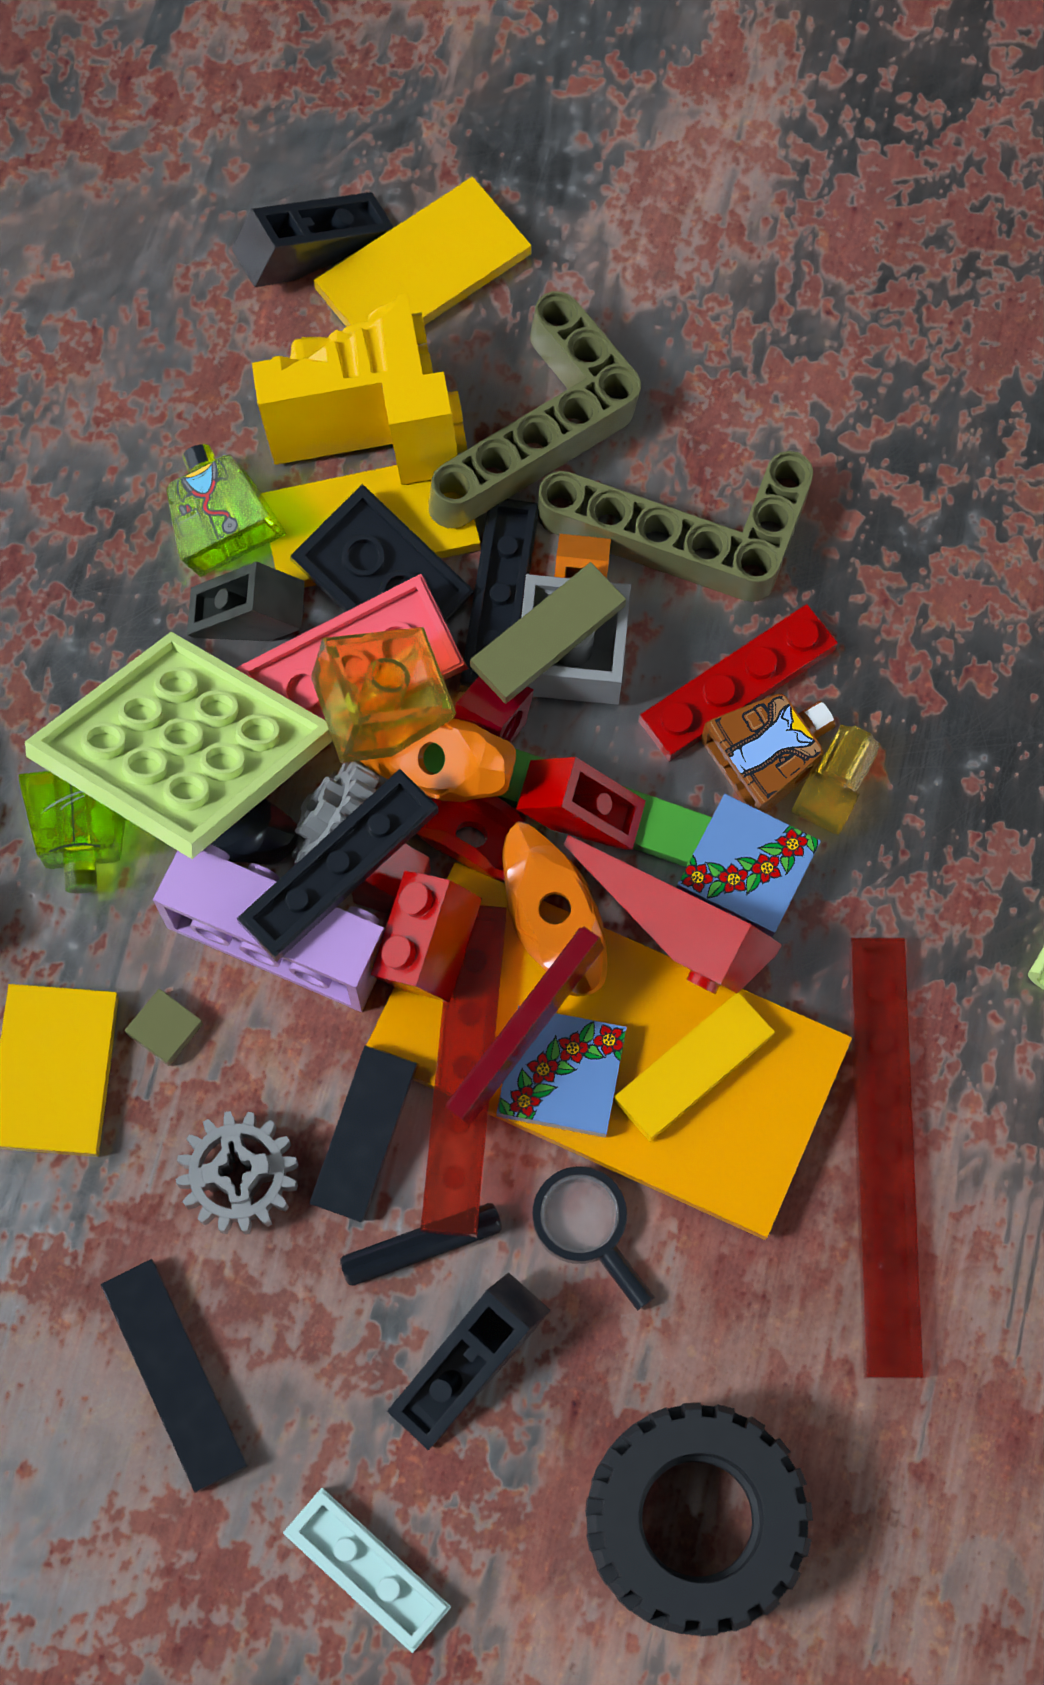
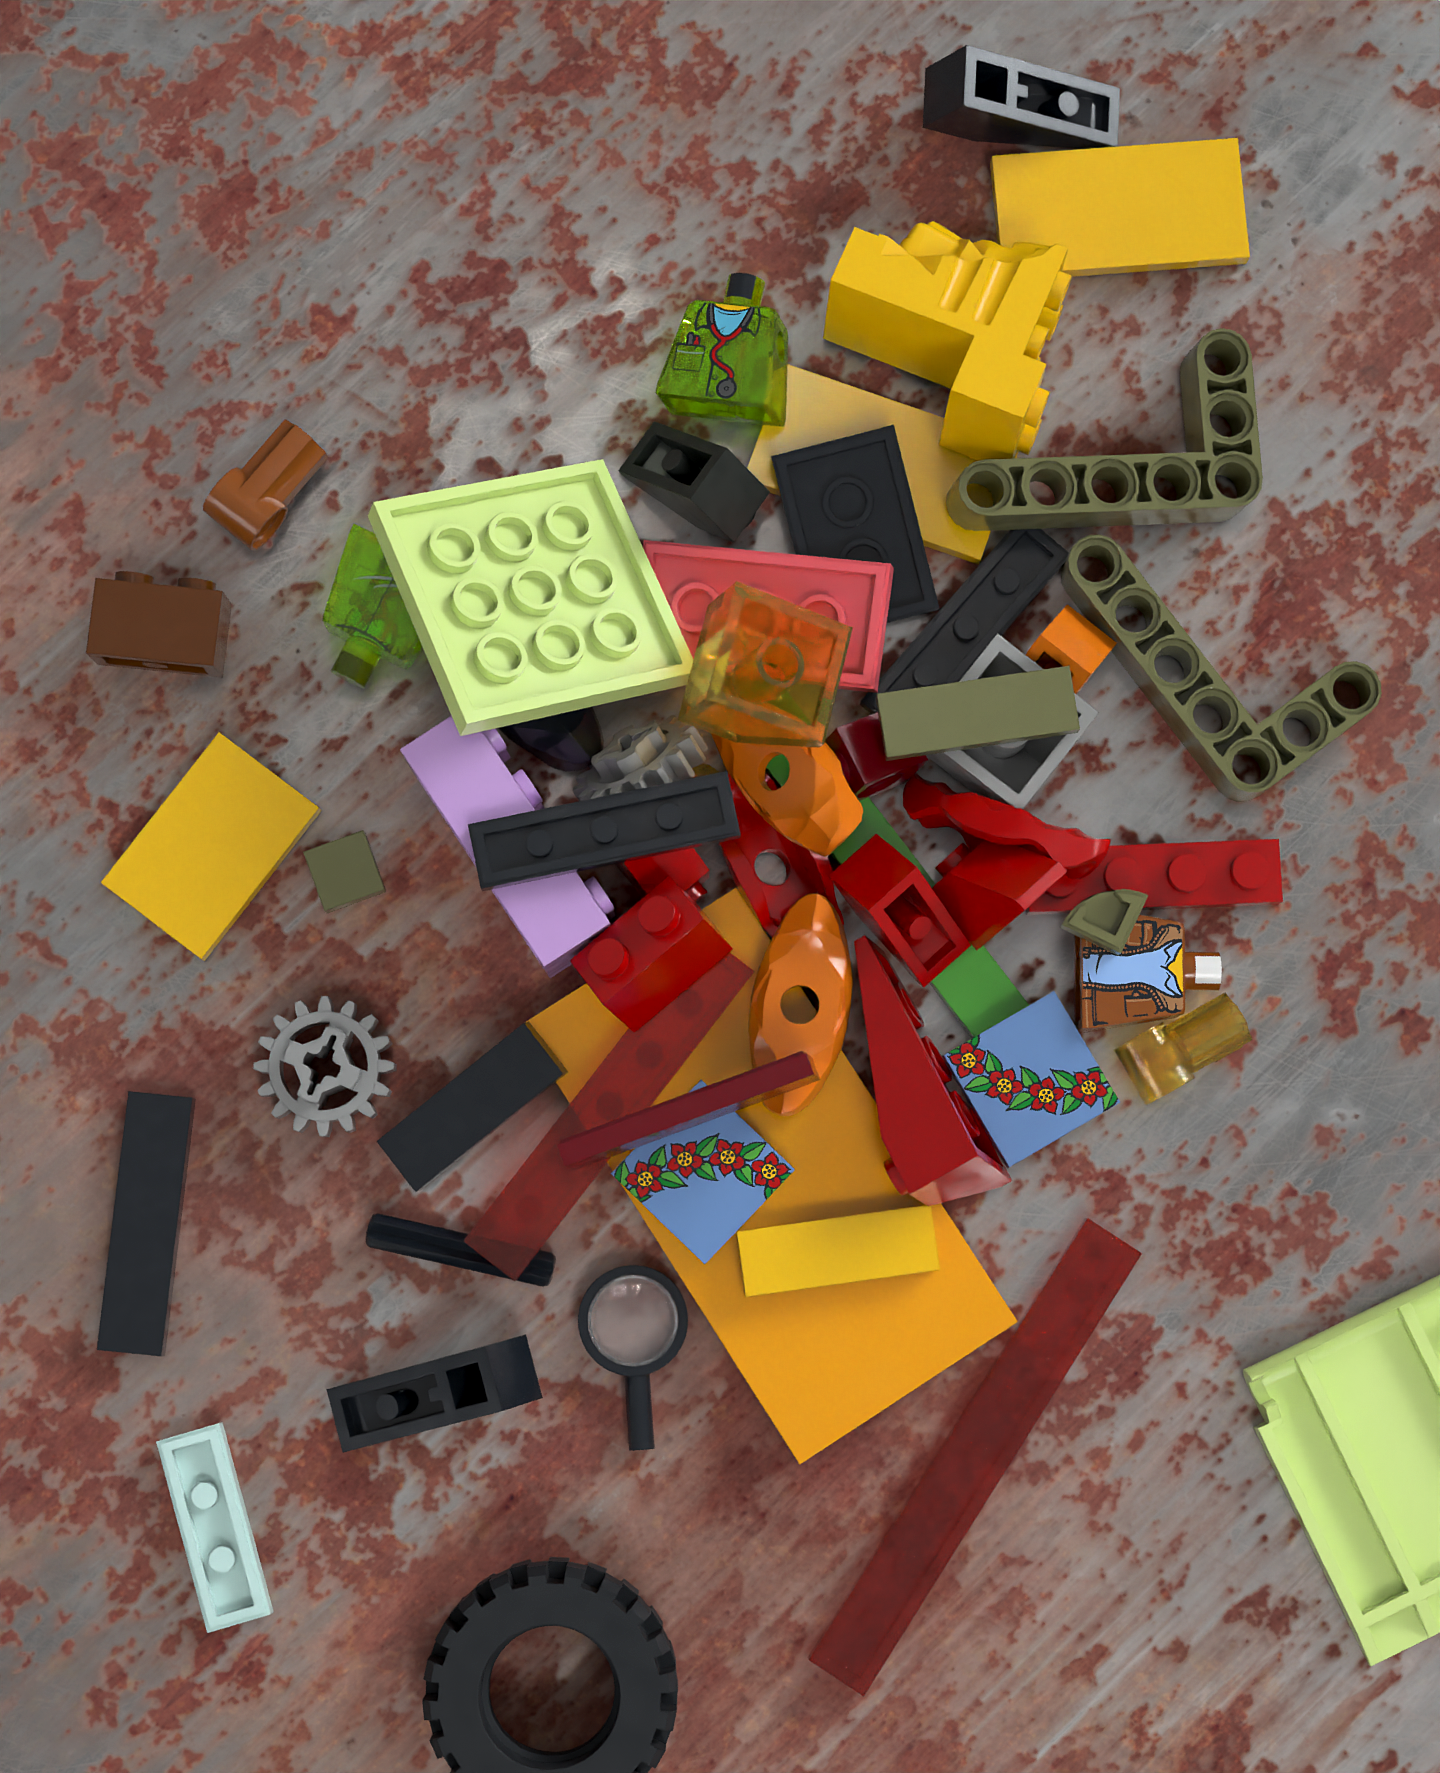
camera: 30 degrees right, 10 degrees up
(618, 709) = (990, 820): none -> red piece
(636, 744) = (992, 886): none -> red slope
(728, 719) = (1106, 918): none -> olive tile

